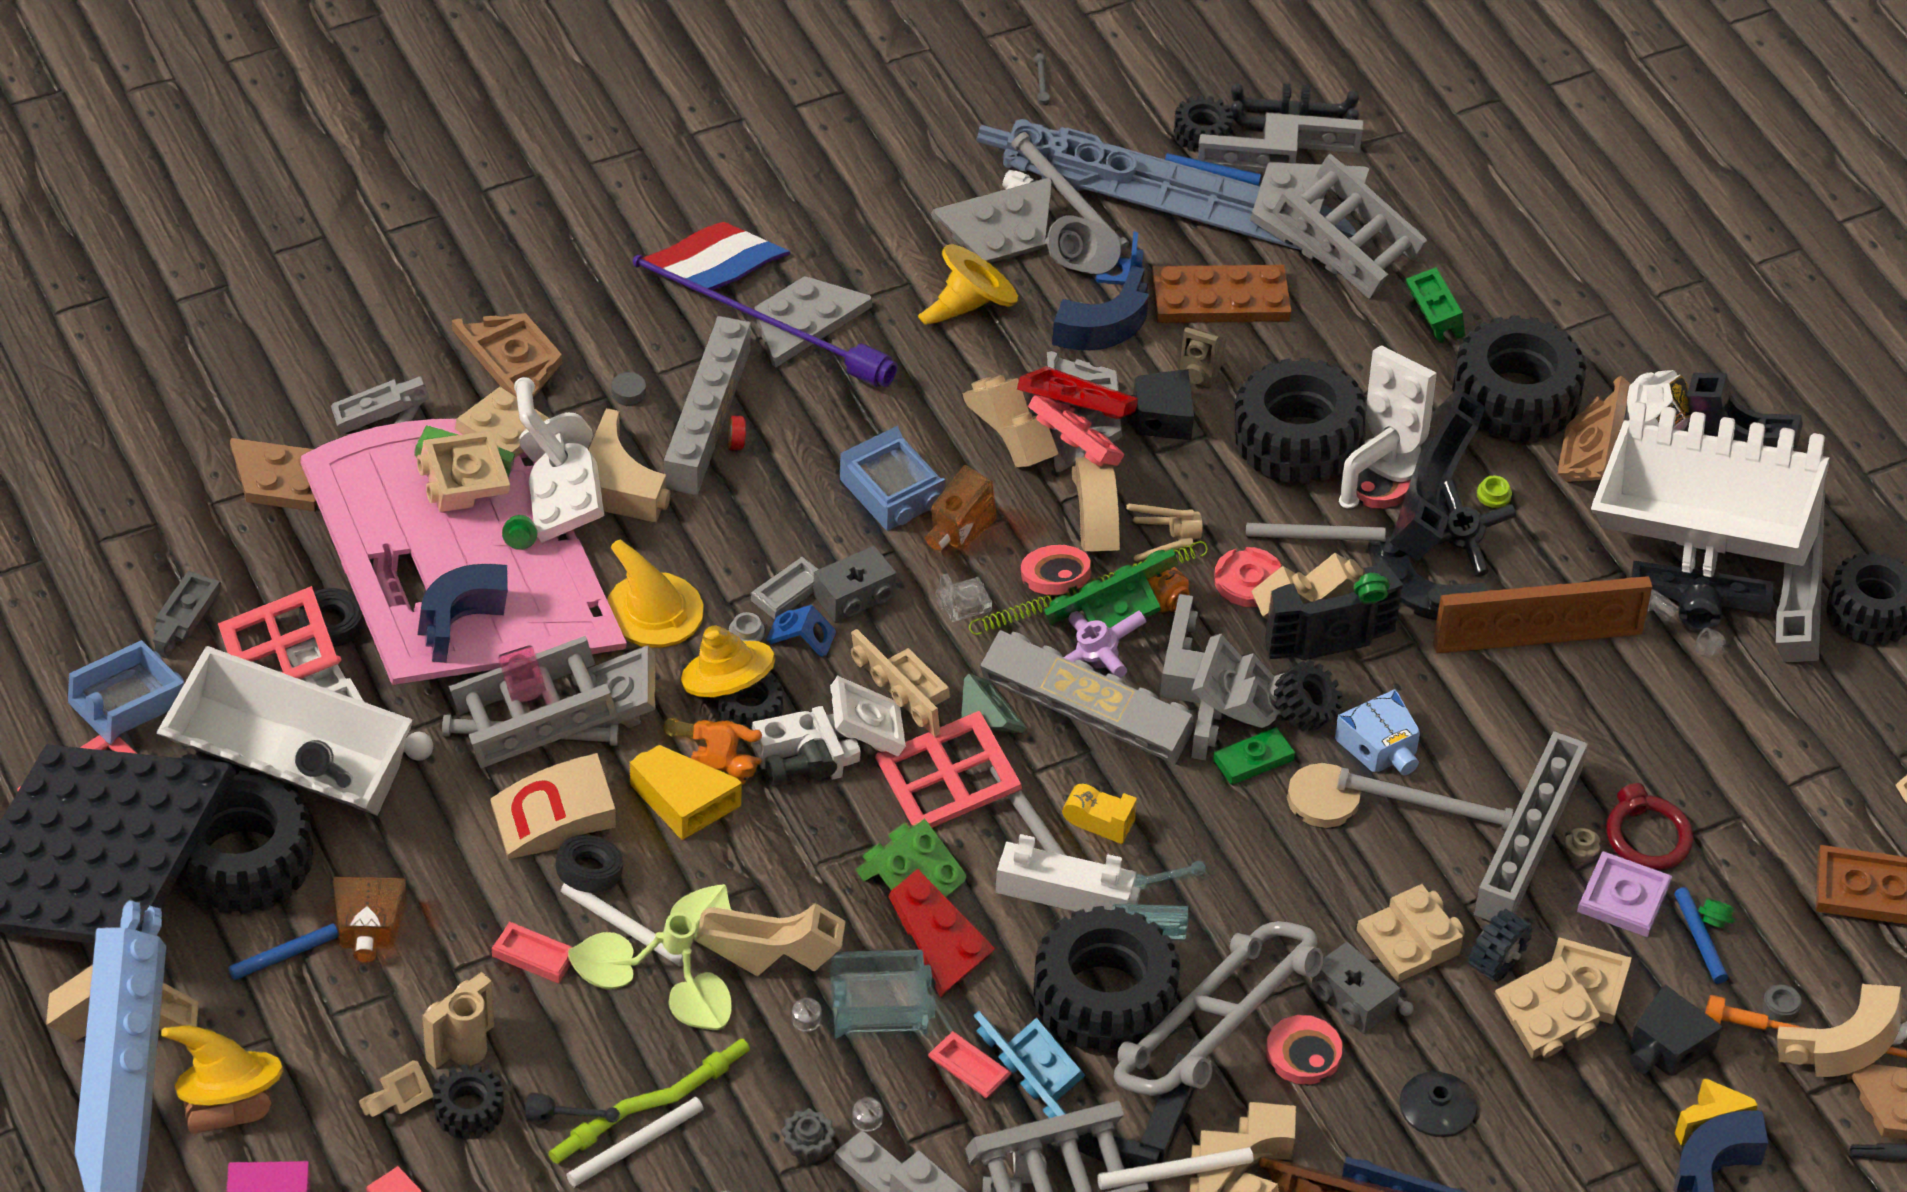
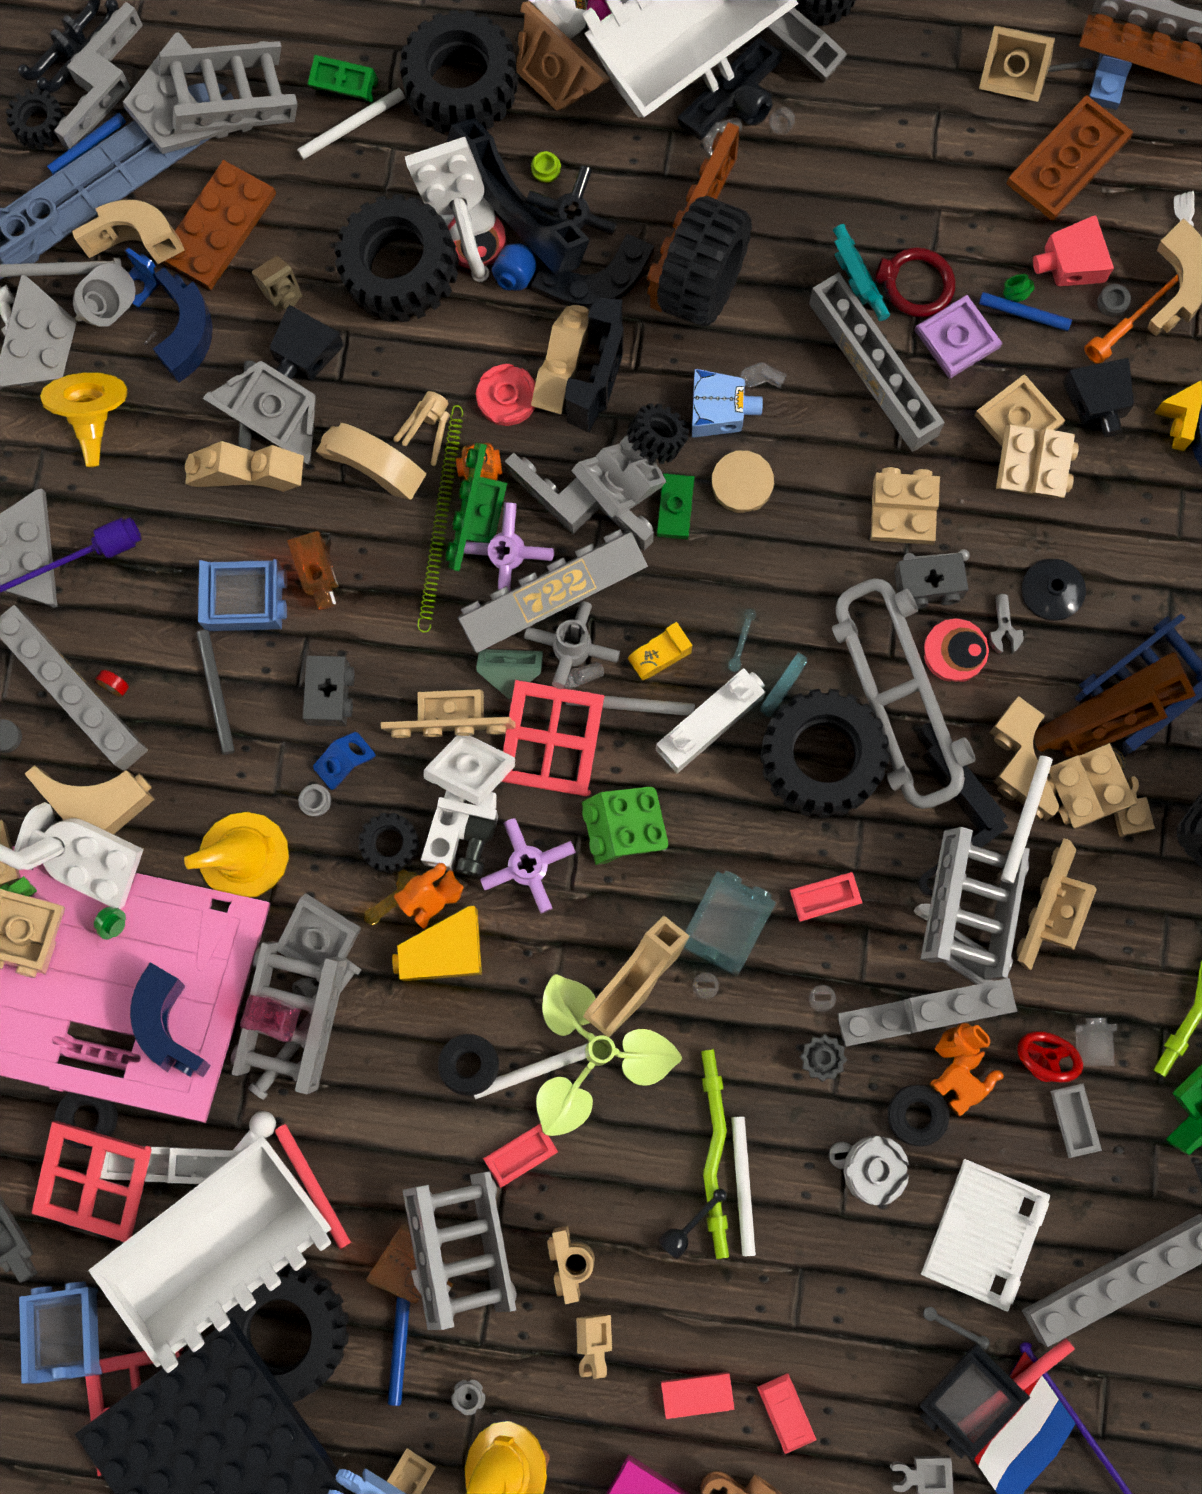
camera: 50 degrees left, 30 degrees up
(278, 1016) = (466, 1406): none -> light grey plate
(317, 759) = (245, 1229): black piece -> none
(379, 917) = (428, 1238): none -> light grey fence
(388, 811) = (312, 1185): none -> coral bar
(468, 1083) = (656, 1293): black tyre -> none
(554, 807) = (397, 1060): tan slope -> none
(726, 664) = (351, 842): yellow piece -> none
(785, 588) = (291, 741): light grey tile -> none
(788, 511) = (215, 692): none -> dark grey bar
(812, 813) = (522, 852): none -> lavender bar
(940, 930) = (699, 843): red wing -> none
(962, 598) = (390, 617): clear bracket -> none
(1027, 762) = (583, 675): none -> clear arm
(1039, 1058) = (859, 848): dark azure bracket -> none
(1050, 737) = (566, 652): none -> light grey bar
(1055, 569) = (411, 531): coral tile -> none
(1076, 430) = (298, 434): coral wing -> none
(1077, 391) = (265, 405): red wing -> none
(1161, 224) = (129, 221): none -> tan arch
(1316, 532) = (502, 319): light grey bar -> none
(1361, 1080) = (1004, 627): none -> light grey bar
(1371, 588) = (619, 326): green plate -> none
(1373, 511) = (514, 267): none -> blue head
(1398, 334) = (351, 123): none -> white bar
(1424, 798) = (843, 372): light grey bar -> none
(1442, 754) = (762, 373): none -> clear arm
(1493, 599) = (704, 261): none -> black tyre
(1500, 945) = (965, 456): black wheel -> none
(1582, 844) = (900, 342): dark tan plate -> none
(1606, 767) = (860, 278): none -> teal plate
(1794, 941) = (1076, 255): none -> coral torso

